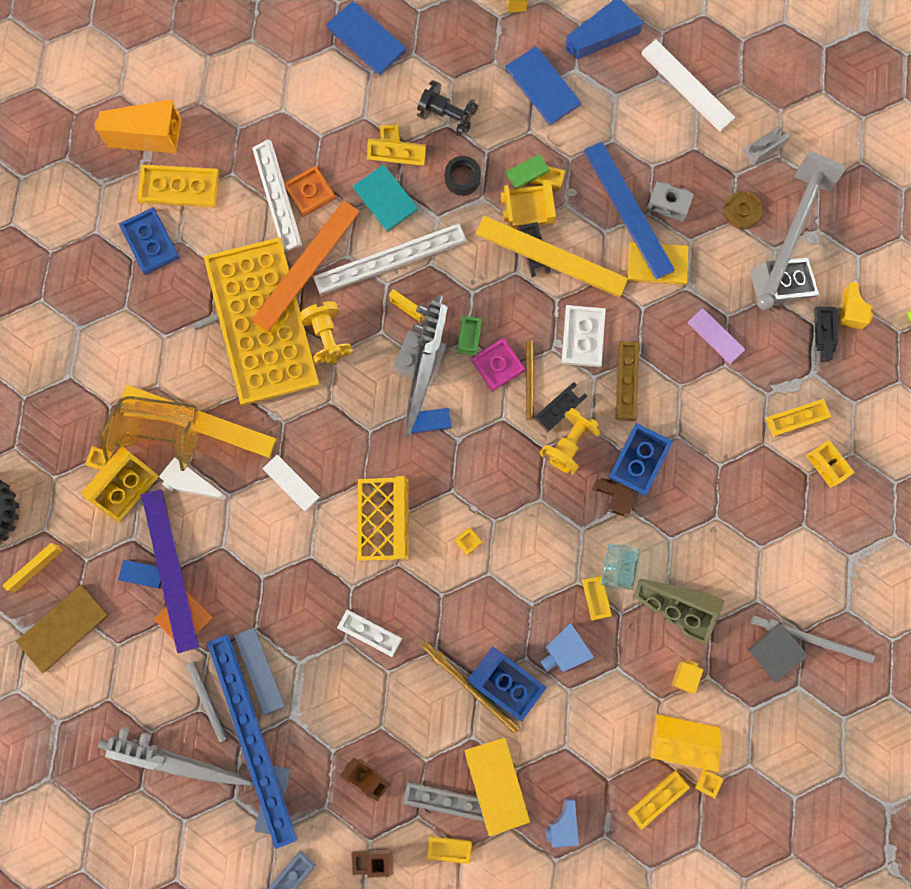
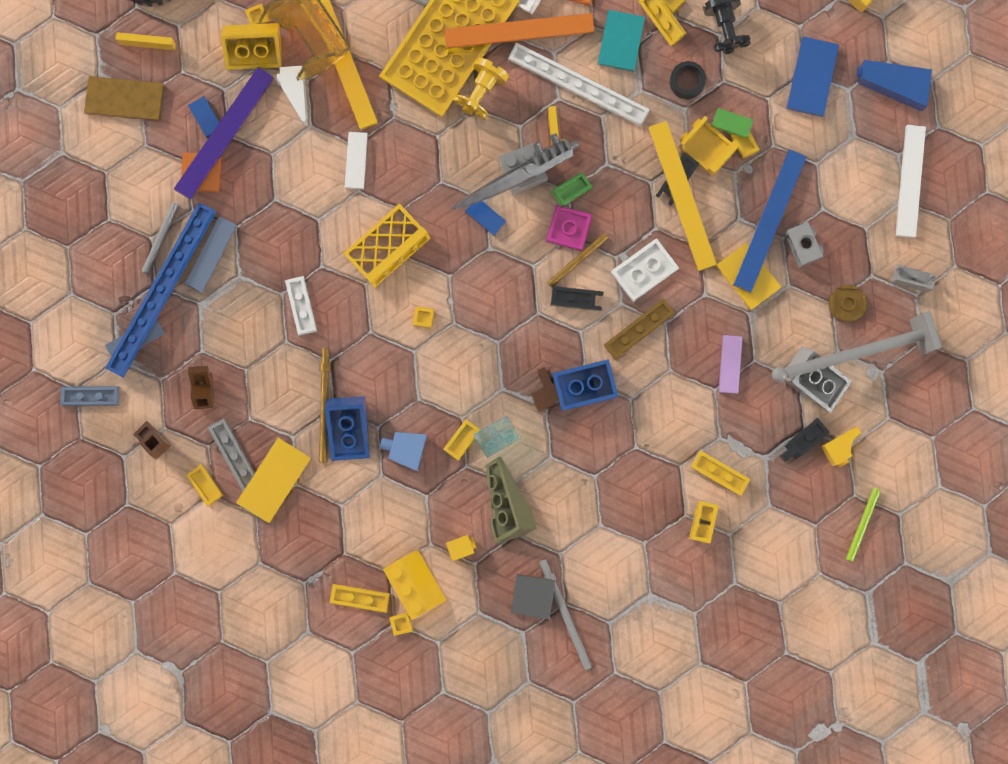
camera: 50 degrees right, 5 degrees up
(145, 756) = (90, 230): light grey piece -> none
(562, 454) = (547, 326): yellow piece -> none
(564, 829) = (284, 550): medium blue arch -> none

